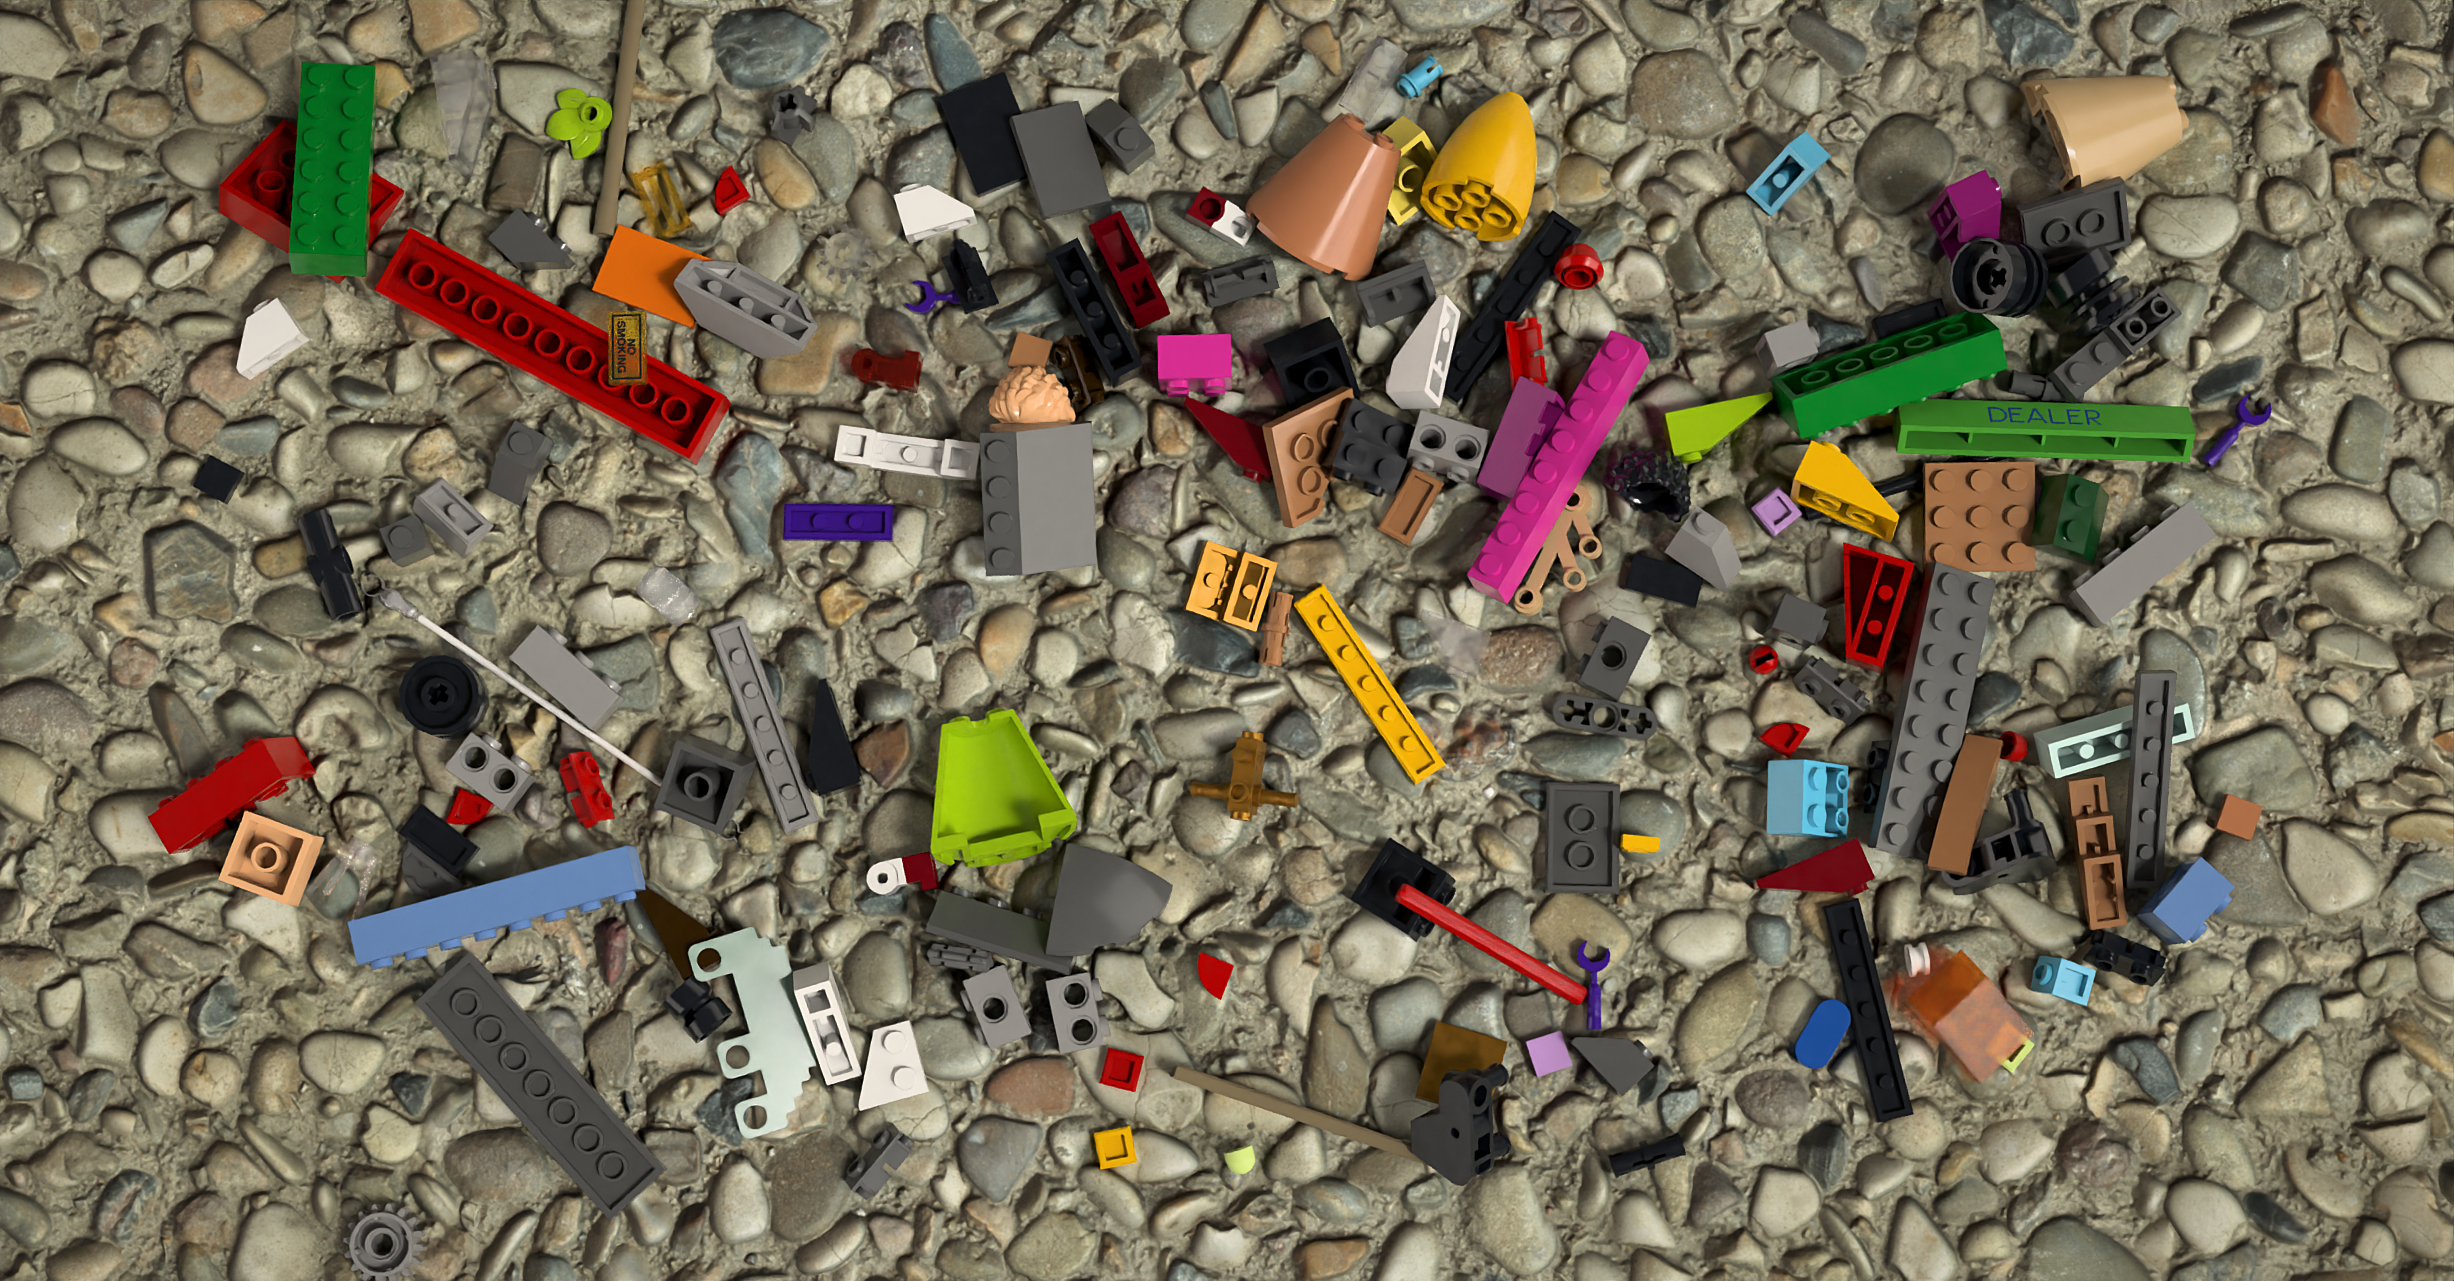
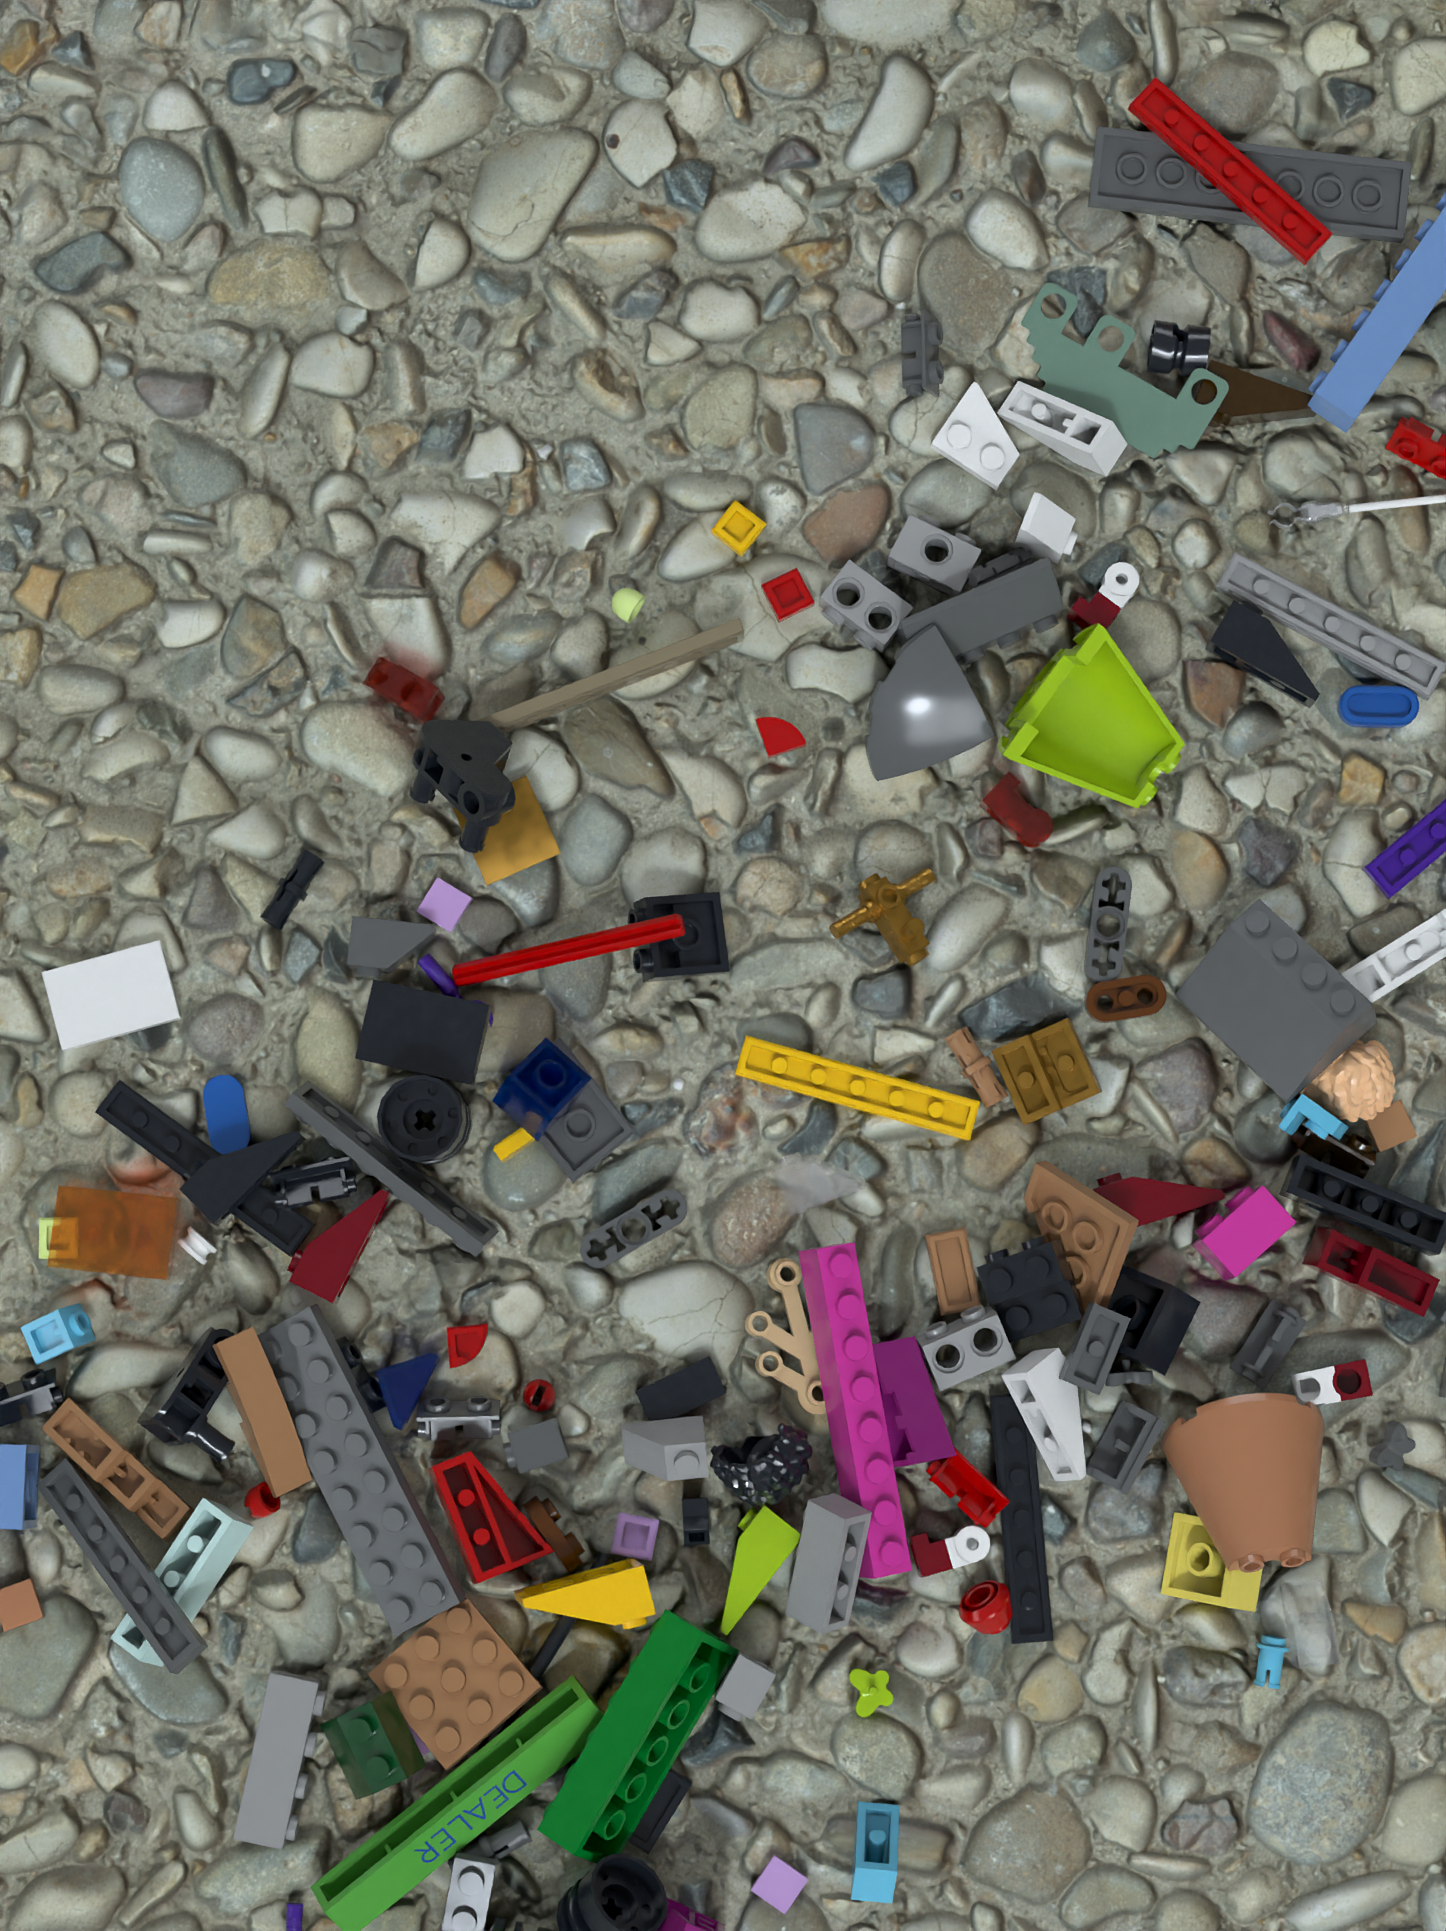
camera: 130 degrees right, 0 degrees up
(547, 1105) = (1230, 171): none -> red tile
(704, 783) = (1338, 533): dark grey slope -> none
(783, 642) = (1378, 706): none -> blue tile
(904, 957) = (1046, 530): none -> white slope
(1075, 661) = (1121, 897): none -> dark grey beam
(1078, 392) = (1319, 1120): none -> medium azure bracket
(1096, 763) = (1015, 815): none -> clear red leg
(1134, 589) = (1124, 998): none -> reddish brown plate
(1217, 145) = (1393, 1447): none -> dark grey piece
(1360, 342) = (1128, 1375): none -> dark grey piece
(1363, 370) = (1094, 1348): none -> dark grey plate
(1451, 1231) = (404, 690): none -> clear red leg
(1486, 171) = (1141, 1624): yellow cylinder -> none
(1572, 323) = (965, 1547): none -> leg
(1592, 860) = (541, 1089): none -> clear blue head
(1627, 642) = (666, 1309): dark grey brick -> none
(1638, 975) = (423, 1032): none -> black tile
(1664, 380) = (828, 1563): none -> light grey brick
(1700, 280) = (871, 1690): none -> lime piece
(1711, 910) = (401, 1119): none -> black wheel
(1726, 487) = (695, 1521): none -> black piece
(1738, 899) = (399, 1174): none -> dark grey plate
(1807, 799) = (401, 1303): medium azure slope -> none
(1811, 942) = (295, 1183): none -> black hinge
(1831, 543) = (565, 1546): none -> reddish brown plate
(1835, 1188) = (111, 995): none -> white tile
(1852, 743) = (404, 1385): none -> clear blue slope
(1857, 984) = (230, 1178): none -> black slope
(1868, 207) = (779, 1884): none -> lavender tile

